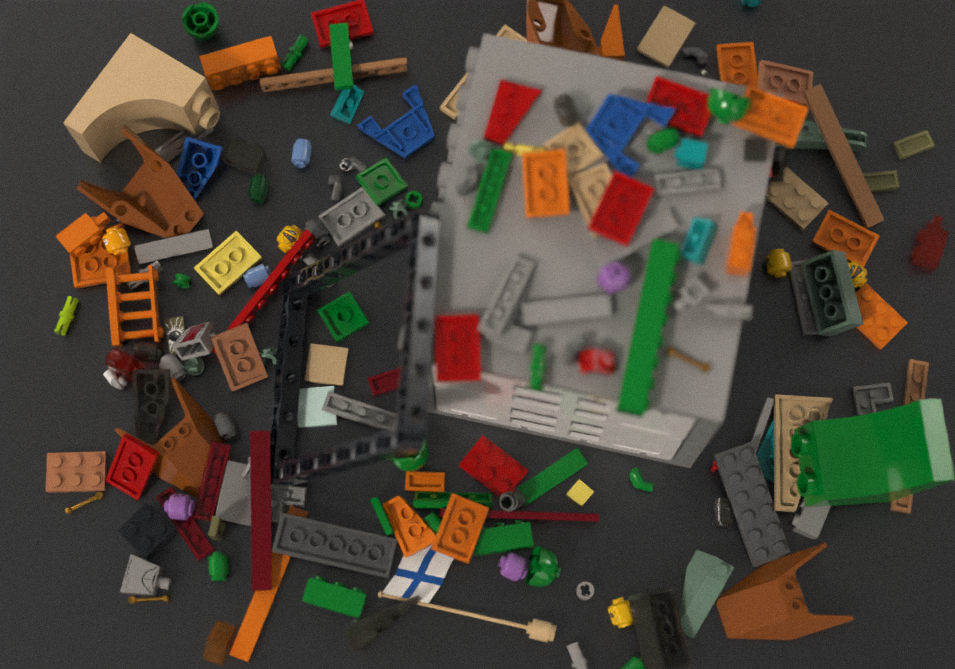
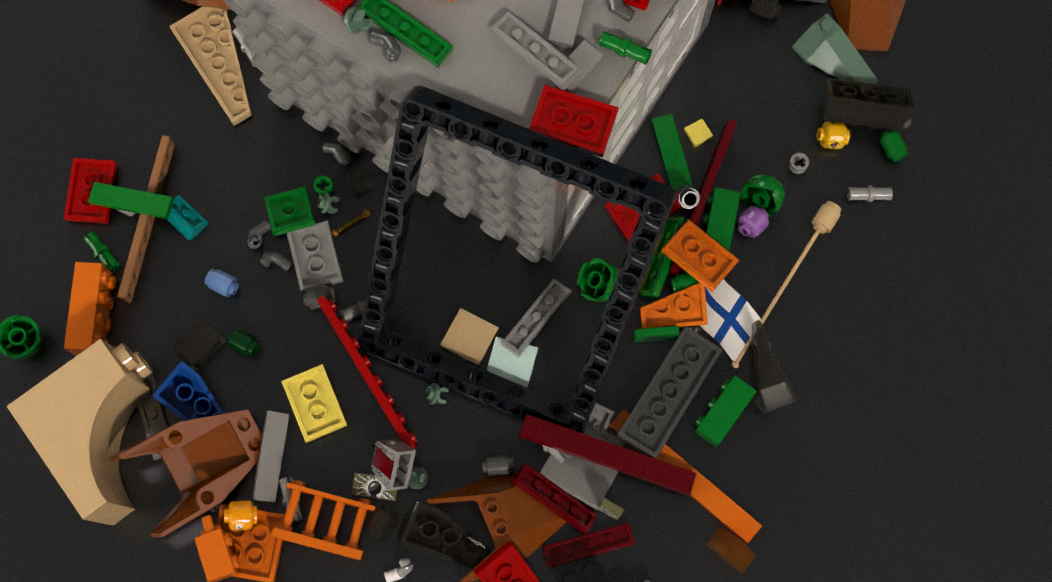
camera: 70 degrees left, 0 degrees up
(122, 363) = (388, 553): clear red hinge -> none
(176, 368) = (406, 500): light grey brick -> none
(179, 506) = (572, 542): medium lavender head -> none
(182, 280) = (314, 459): green bush -> none
(218, 566) = (650, 523): green brick -> none
(239, 357) = (428, 423): nougat plate -> none
(257, 275) = (342, 375): medium blue brick -> none
(288, 237) = (314, 327): yellow head -> none
(343, 317) = (423, 302): green tile -> none
(384, 382) = (511, 279): dark red tile -> none
(406, 133) = (246, 167): blue wing -> none
(638, 481) = (706, 74): green arm -> none

